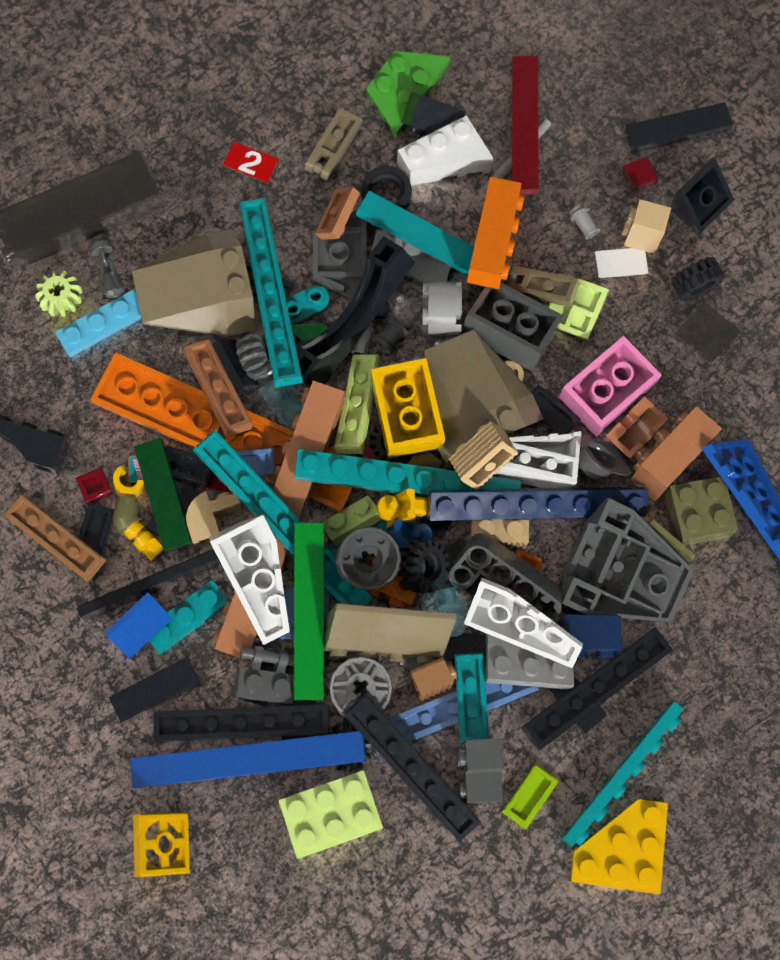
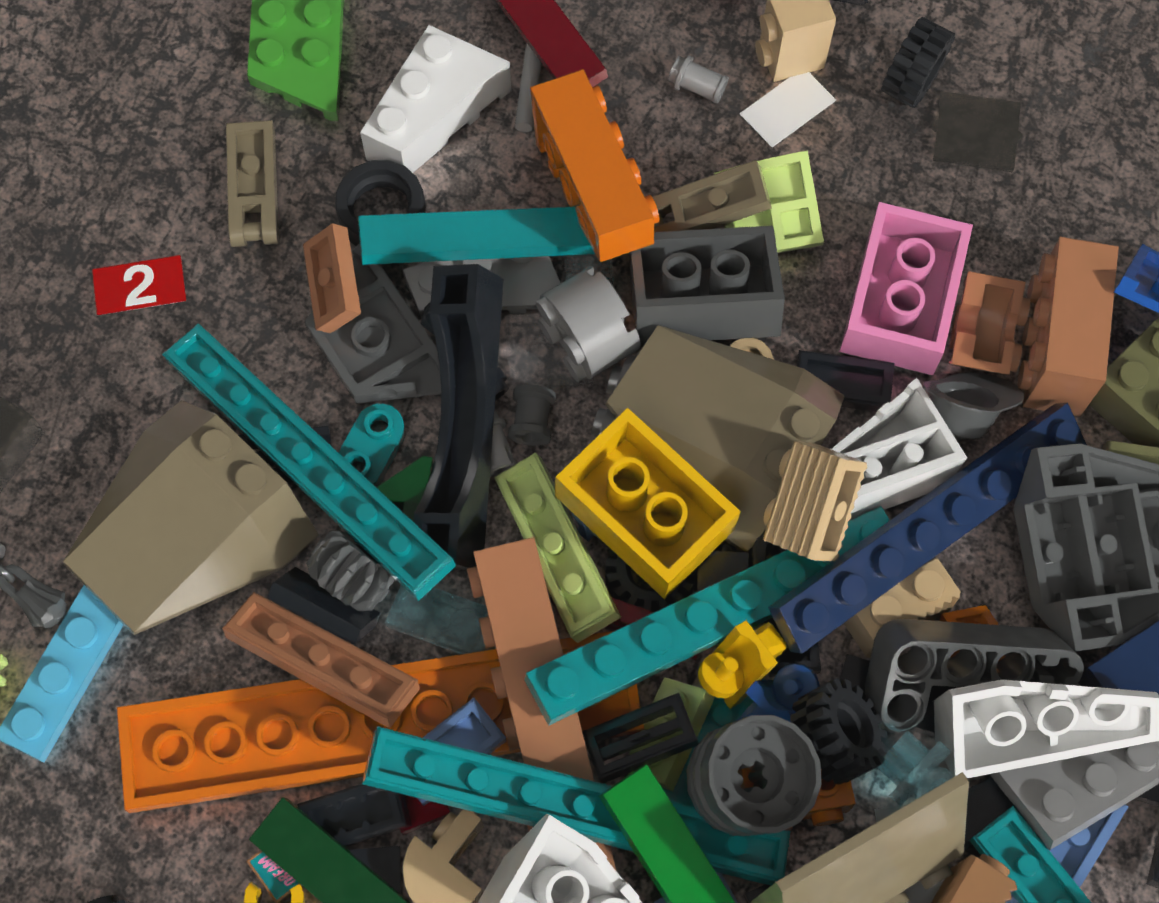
camera: 30 degrees left, 5 degrees down
(334, 523) = (648, 755): none -> black tile
(429, 114) = (369, 57): black slope -> none

